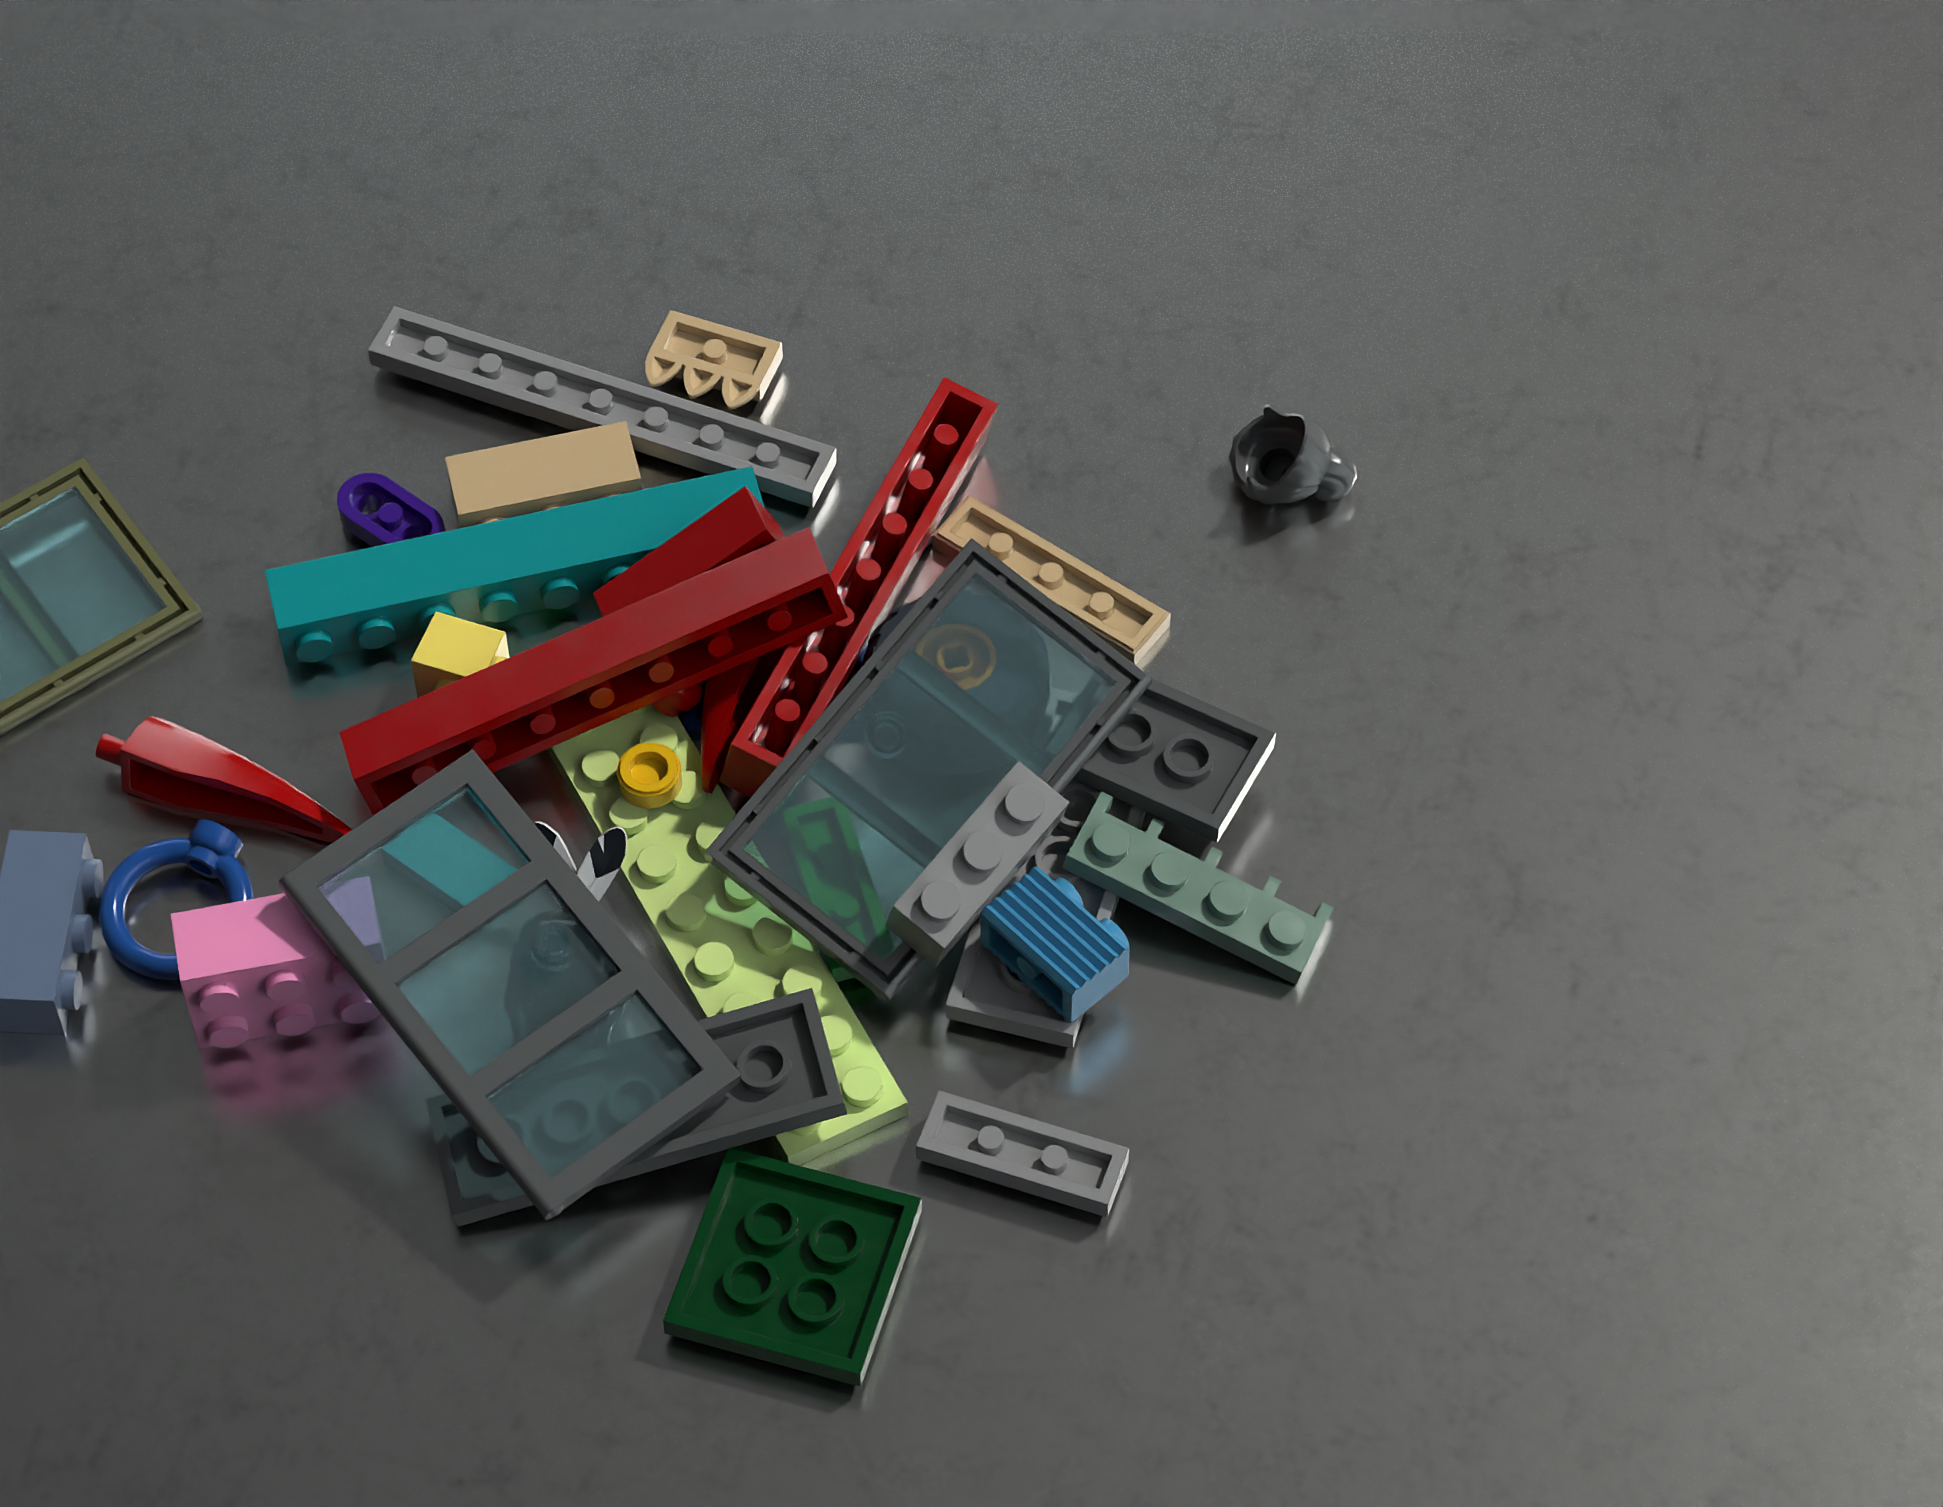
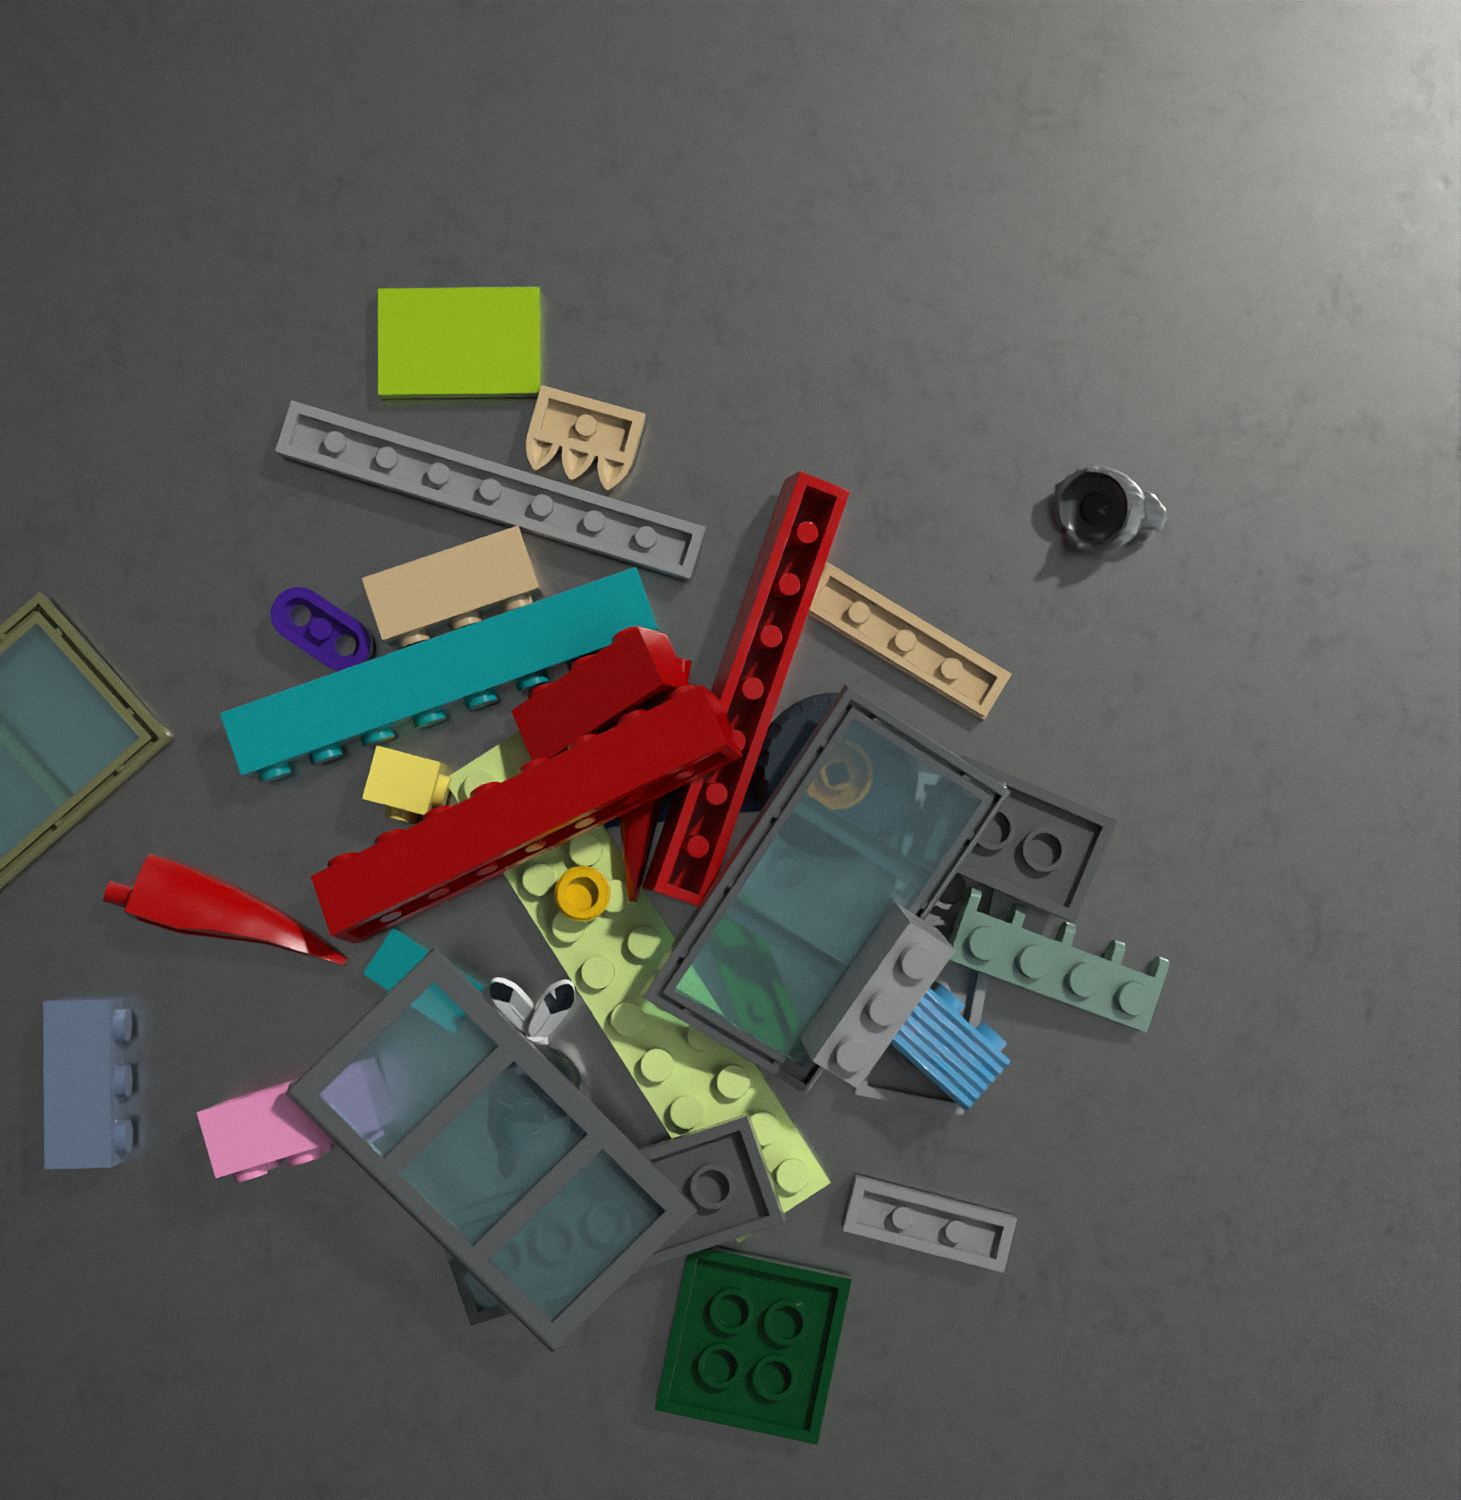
camera: 10 degrees left, 30 degrees up
(208, 851) = (217, 987): blue piece -> none
(585, 277) = (459, 342): none -> lime tile

